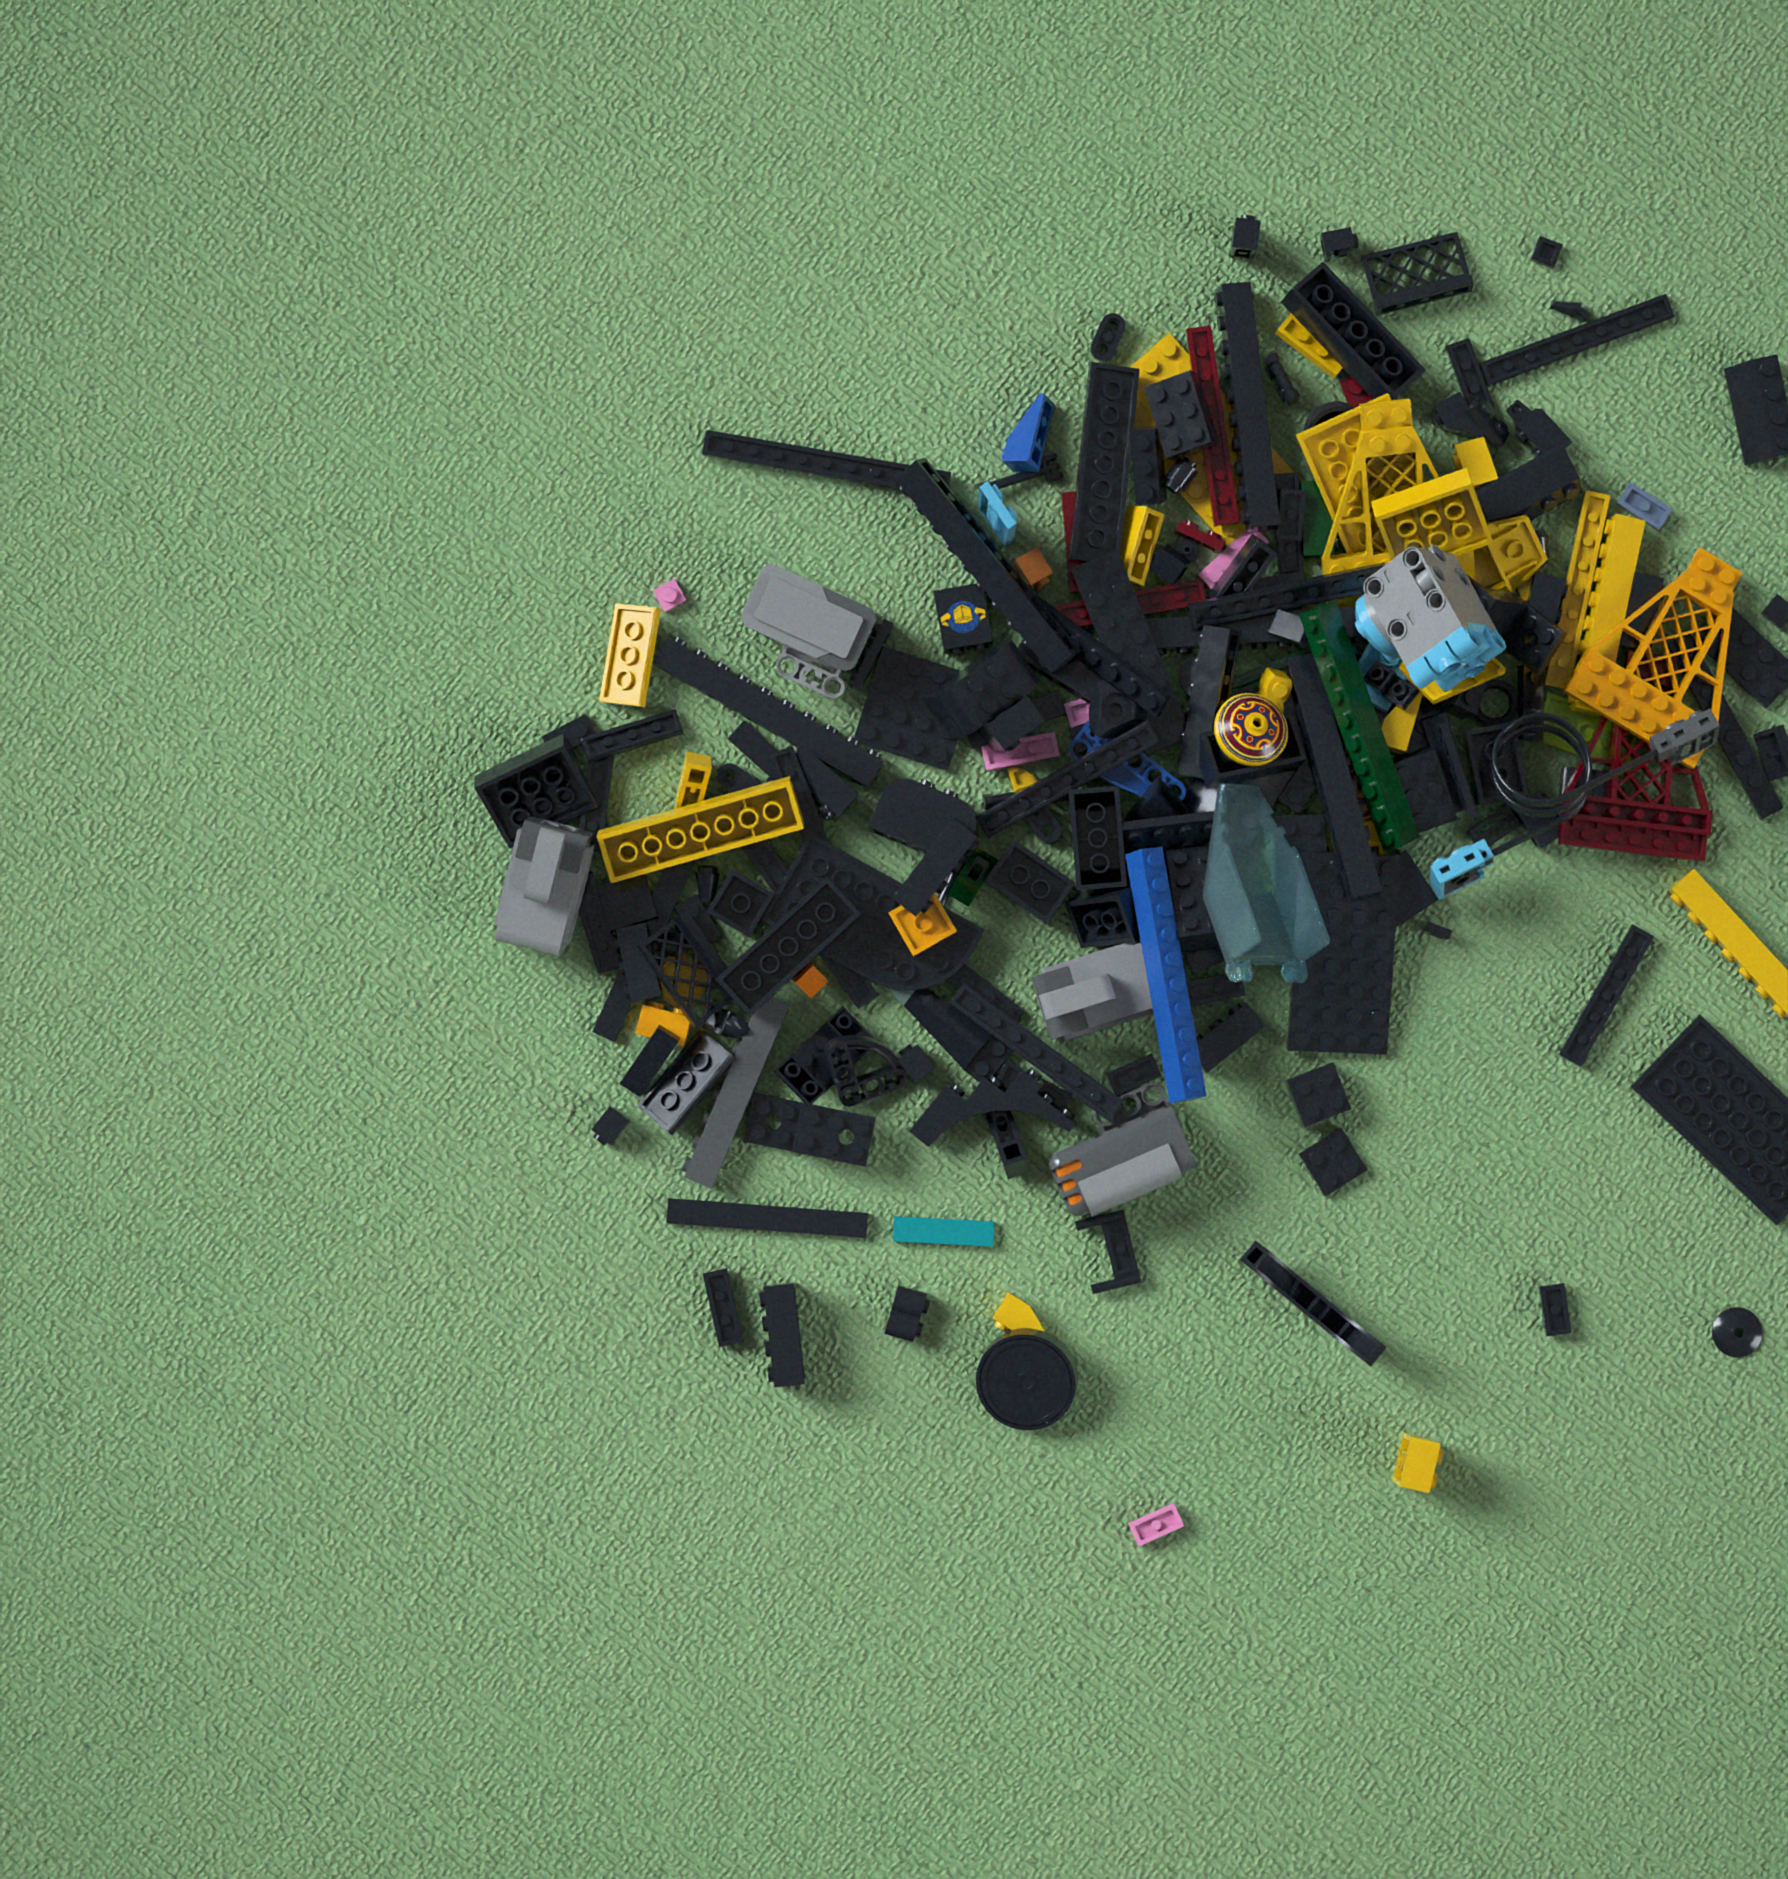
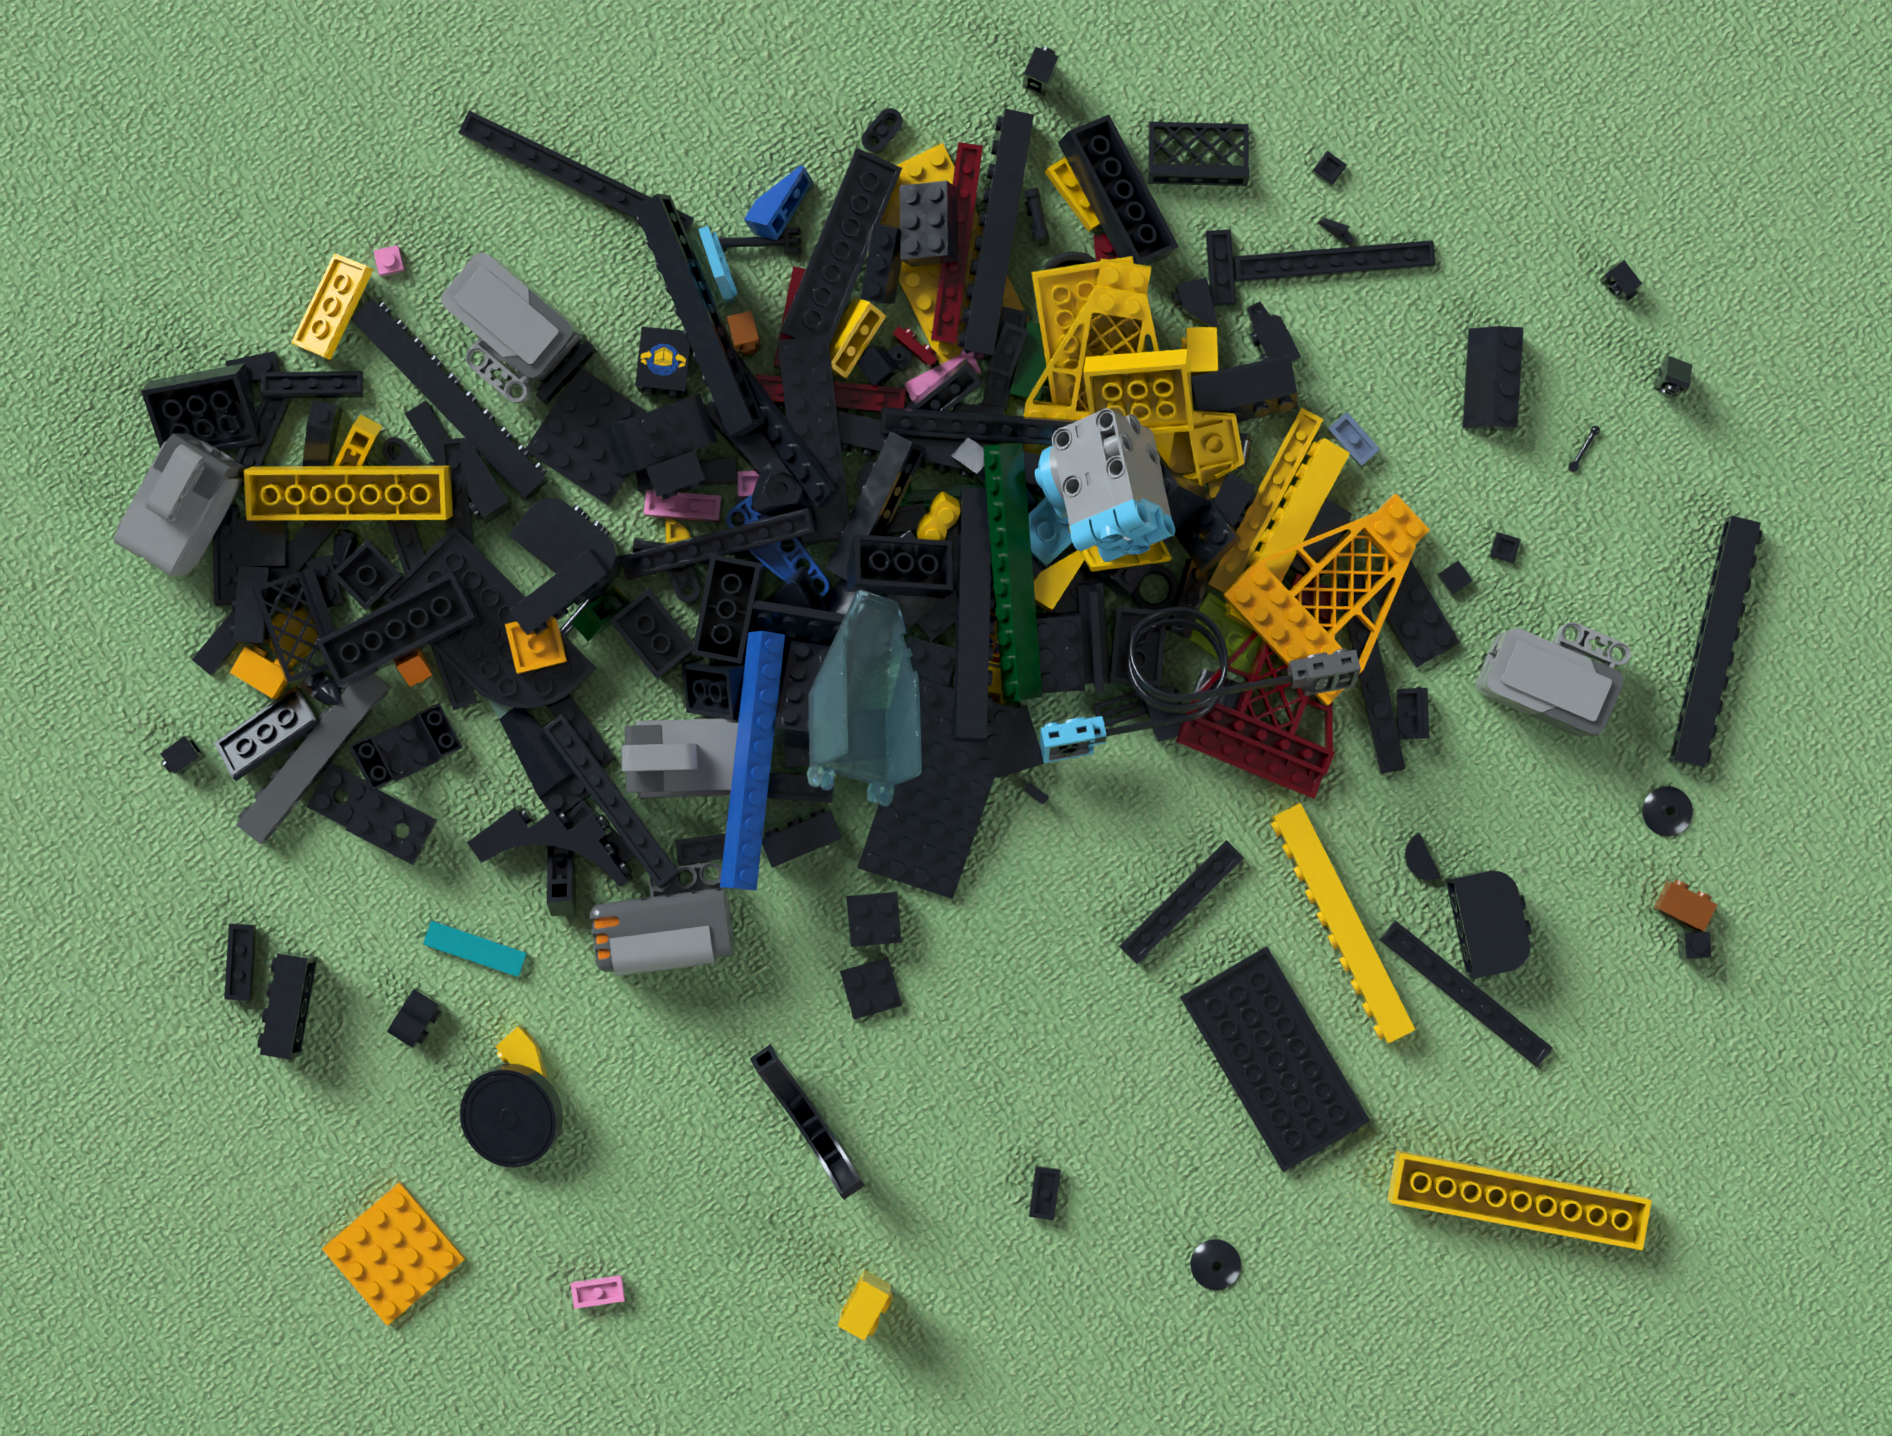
camera: 10 degrees right, 0 degrees up
(649, 1060) = (236, 703): black tile -> none
(654, 781) = (321, 433): none -> black slope
(767, 1218) = (308, 887): black tile -> none
(850, 1081) = (423, 778): black beam -> none
(915, 1062) = (494, 778): black brick -> none
(950, 1544) = (393, 1253): none -> light orange plate
(1118, 1247) = (639, 1014): black plate -> none
(1180, 475) = (912, 282): black brick -> none
(1241, 738) = (894, 554): dish -> none
(1338, 243) = (1130, 102): black brick -> none
(1390, 686) = (1055, 542): black slope -> none
(1487, 420) = (1225, 314): black plate -> none

